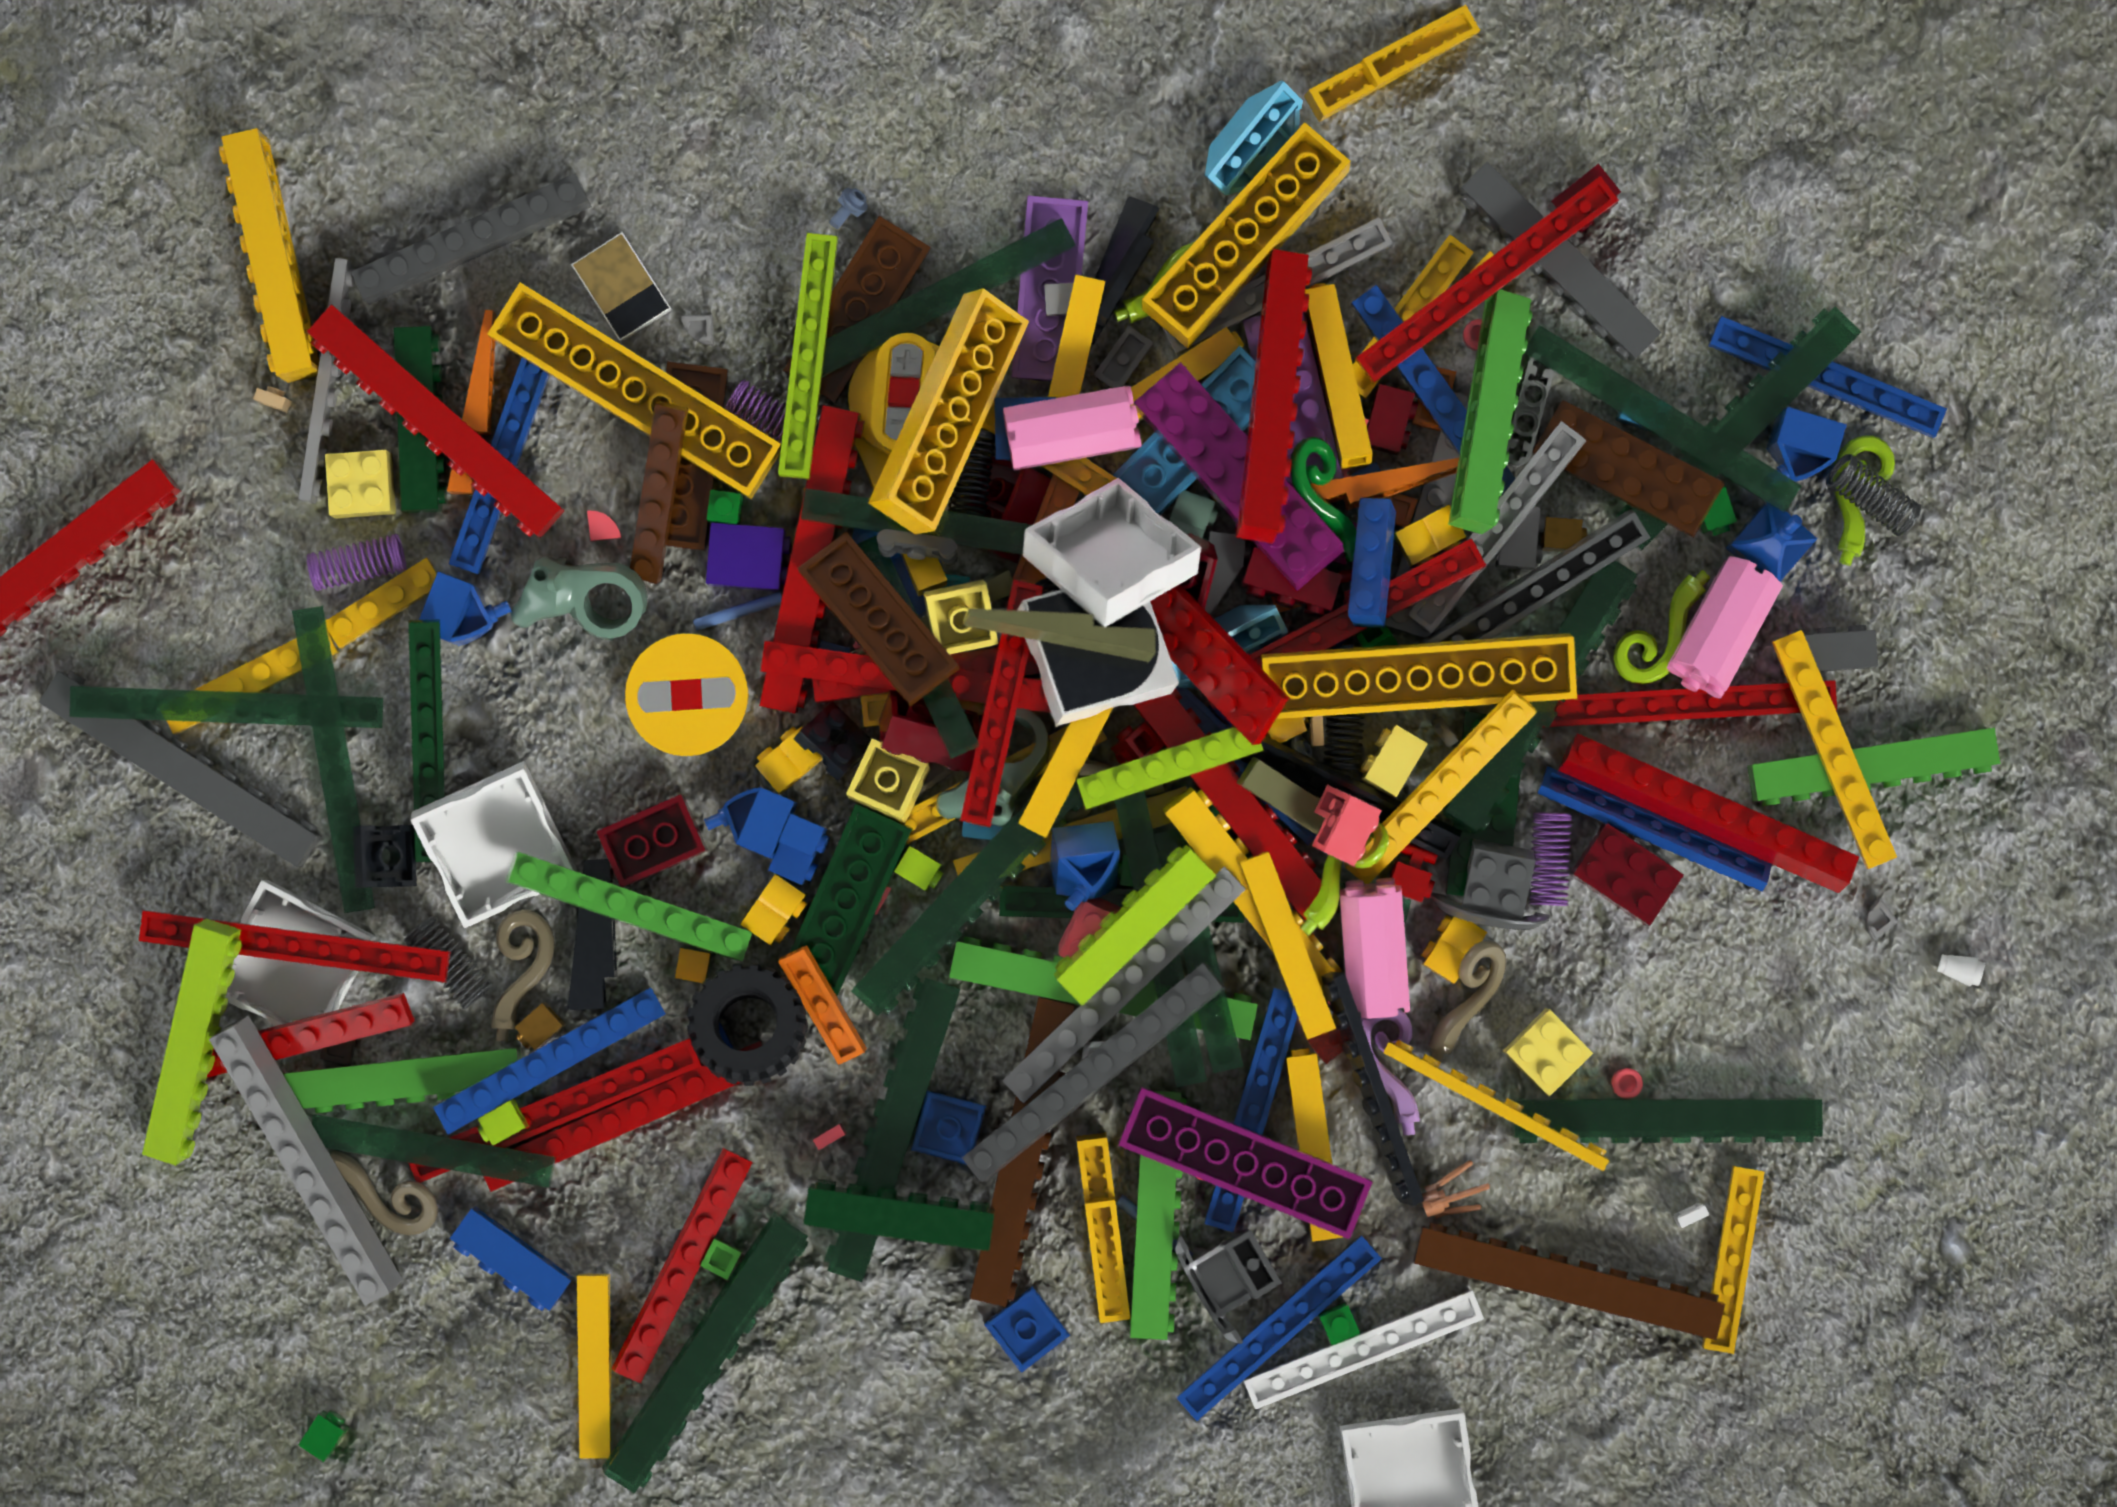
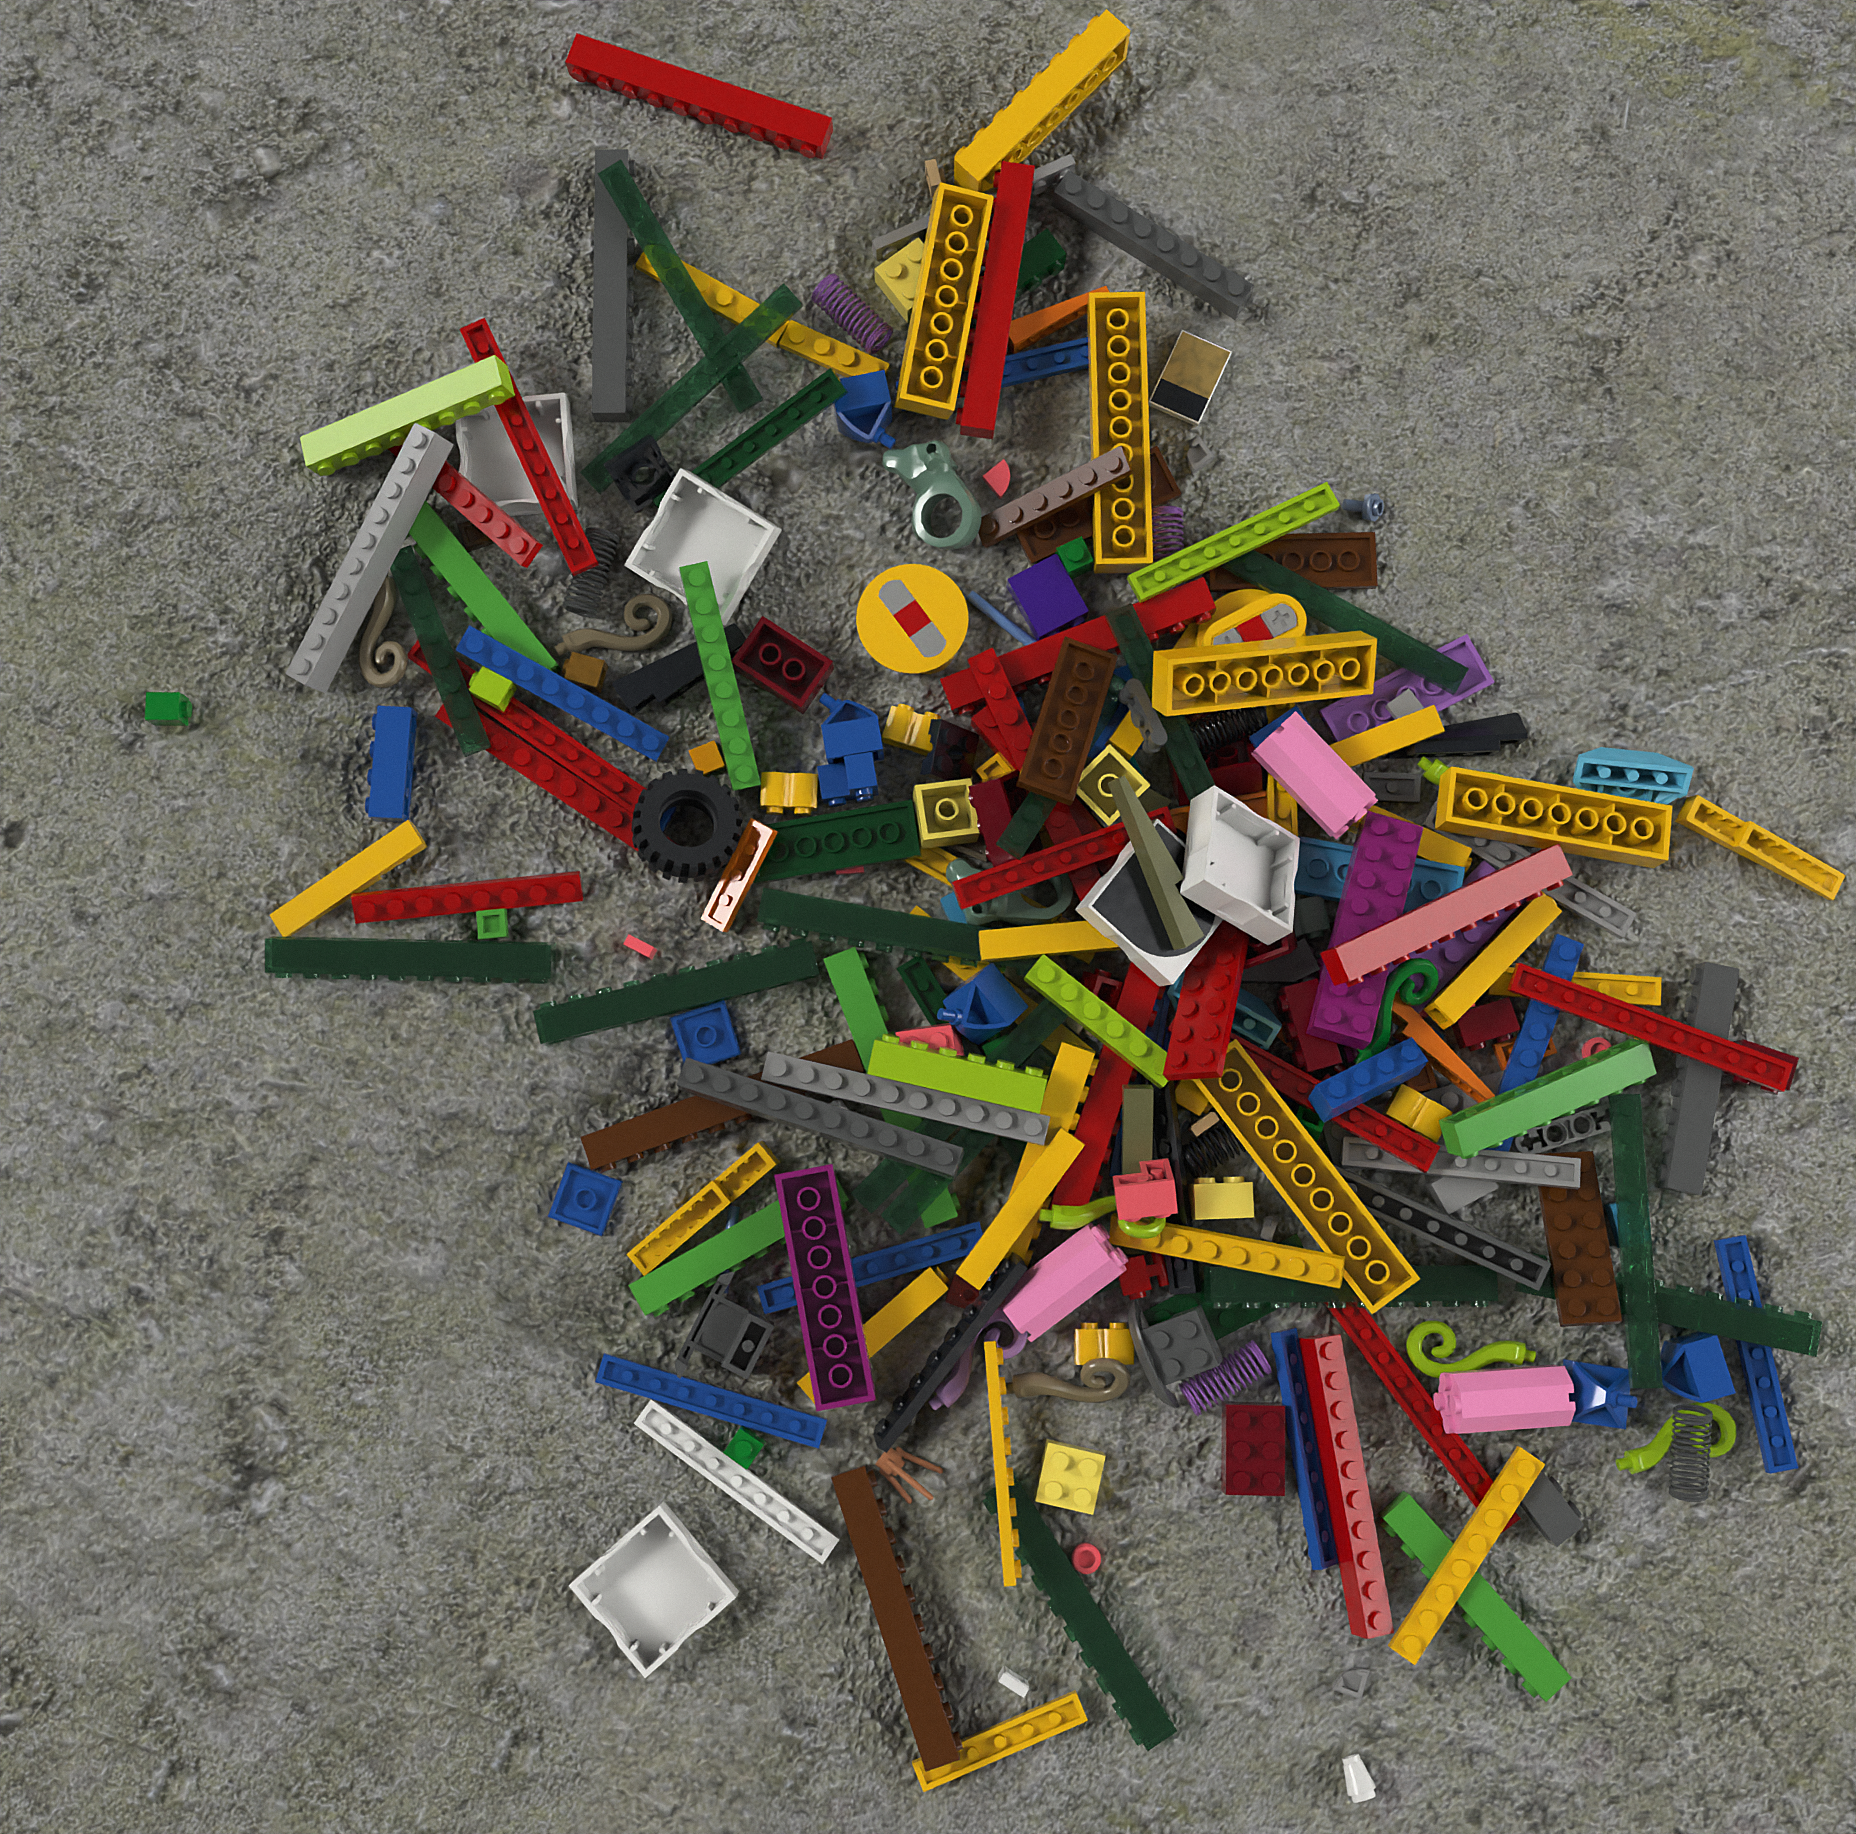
camera: 60 degrees right, 5 degrees down
(407, 473) = (944, 301): none -> yellow brick
(899, 1216) = (608, 1037): dark green brick -> none
(919, 869) = (892, 883): lime brick -> none
(1561, 533) = (1488, 1218): pearl gold brick -> none
(1719, 516) = (1587, 1337): green brick -> none

